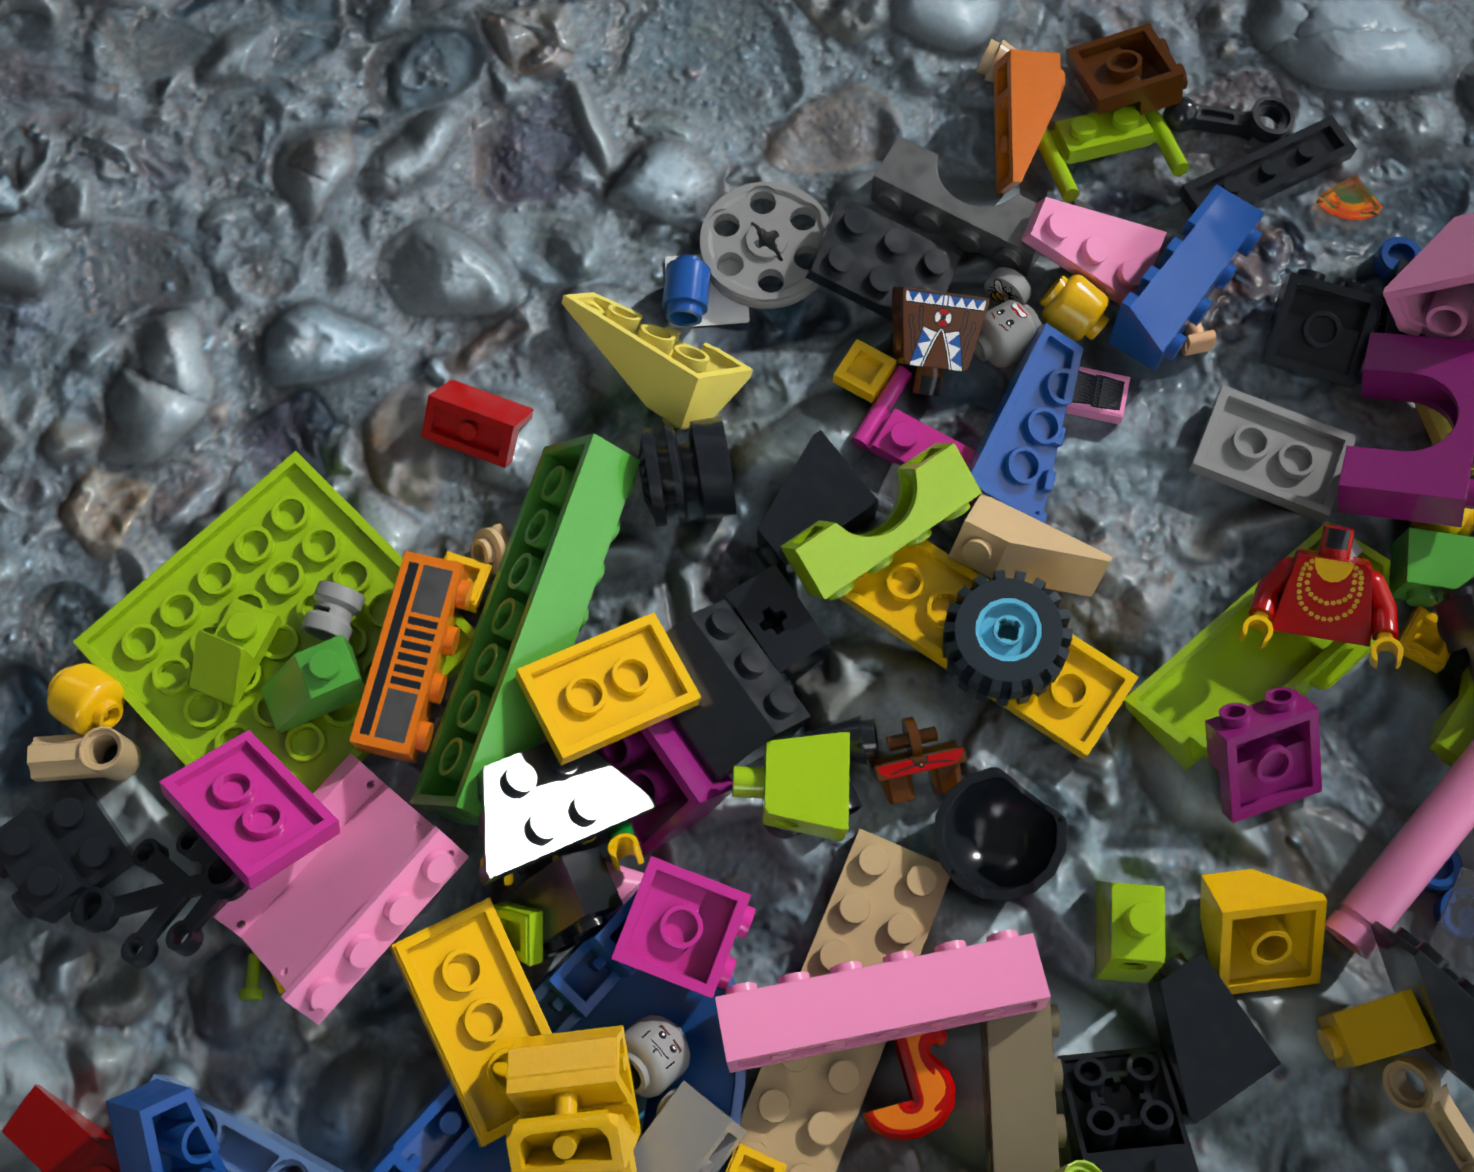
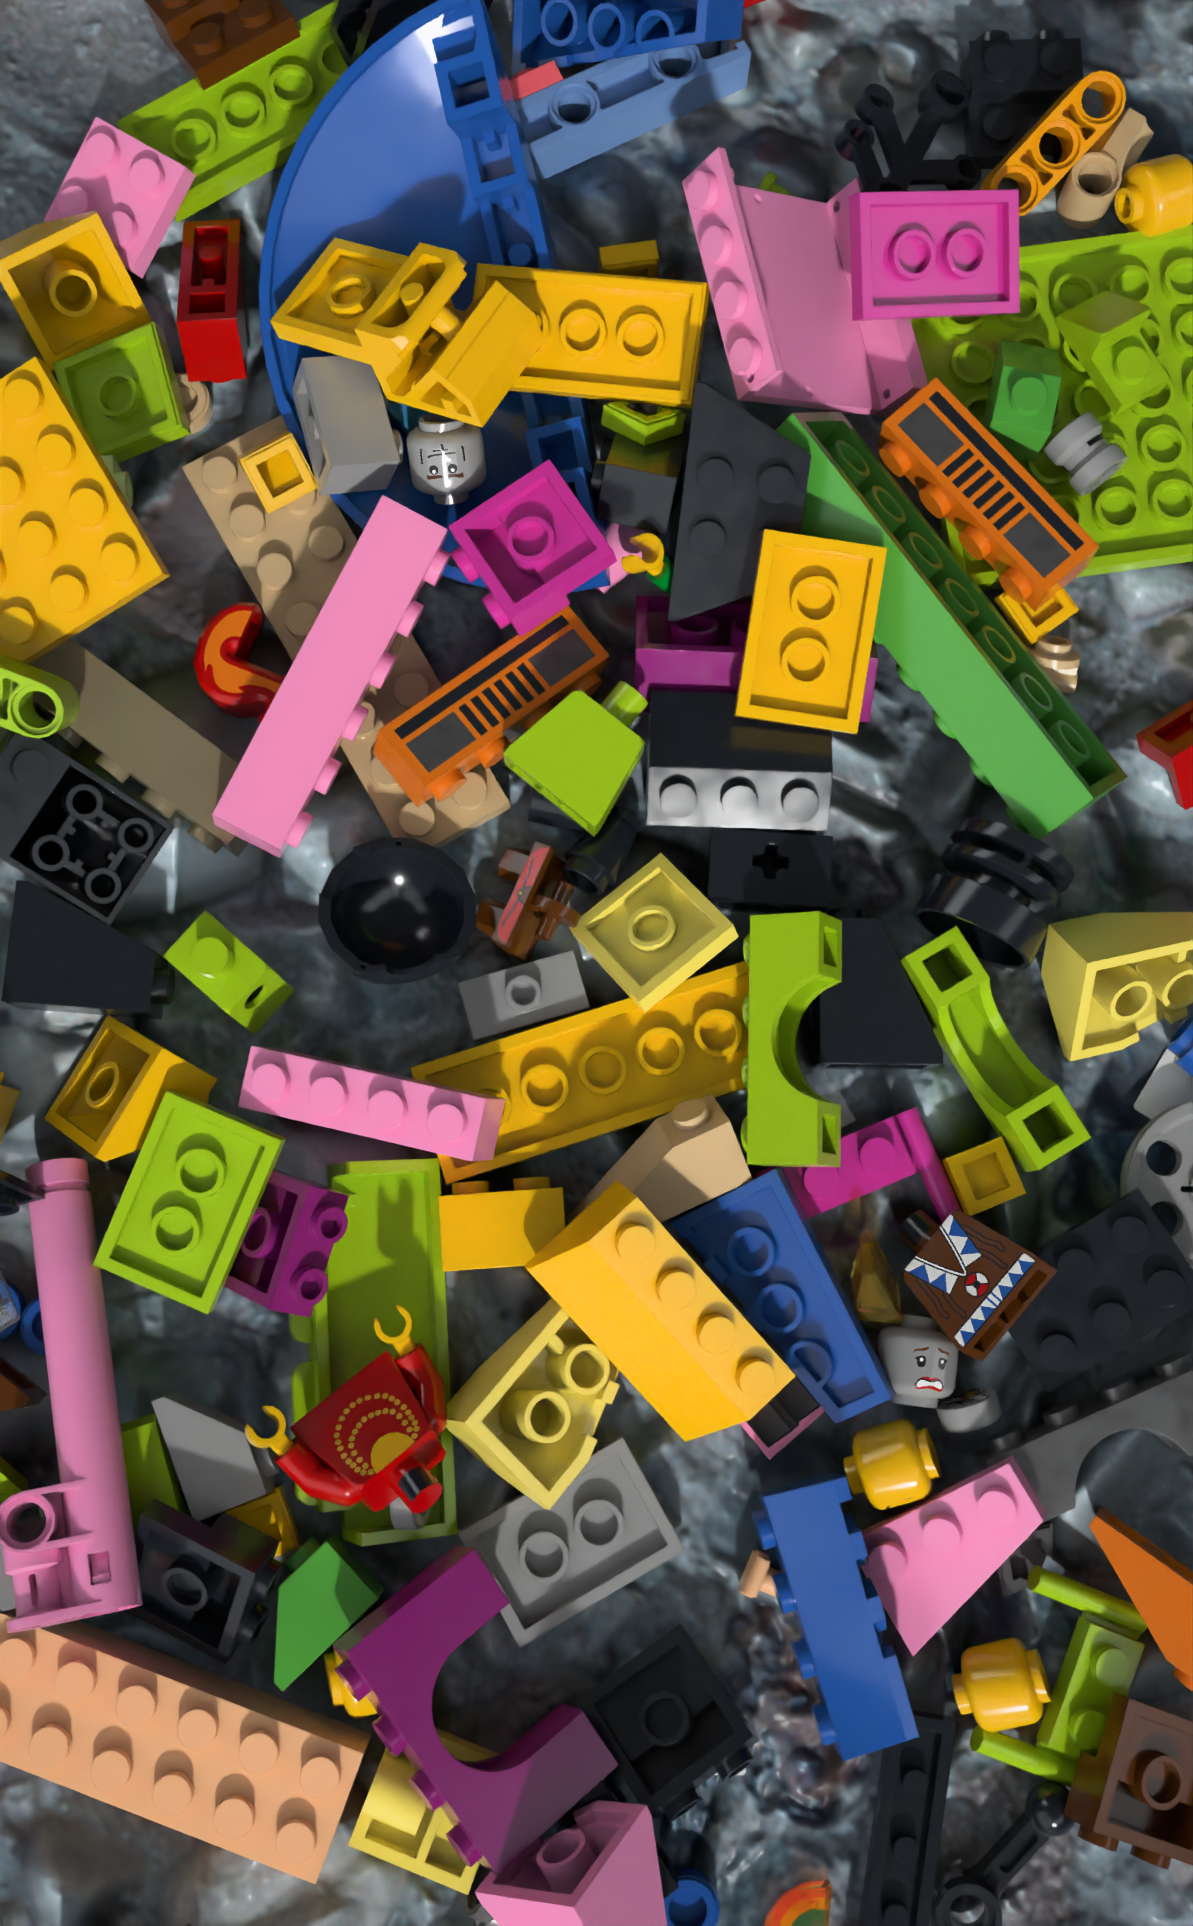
camera: 120 degrees right, 10 degrees up
(79, 777) = (1073, 129): none -> light orange beam
(395, 1044) = (630, 259): none -> yellow tile
(796, 399) = (1008, 1088): none -> lime arch
(812, 882) = (488, 707): none -> brick
(874, 665) = (653, 932): none -> light yellow plate
(978, 725) = (523, 996): none -> light grey plate
(982, 386) = (874, 1284): none -> clear yellow slope
(1006, 638) = (578, 1066): black wheel -> none
(1109, 486) = (659, 1316): none -> yellow slope
(1133, 622) = (498, 1227): none -> yellow brick
(1135, 756) = (372, 1103): none -> bright pink brick
(1141, 176) = (1001, 1685): none -> yellow head
(1203, 529) = (536, 1405): none -> light yellow wedge
(1294, 822) = (189, 1201): none -> lime plate
(1417, 695) = (213, 1456): none -> light grey slope

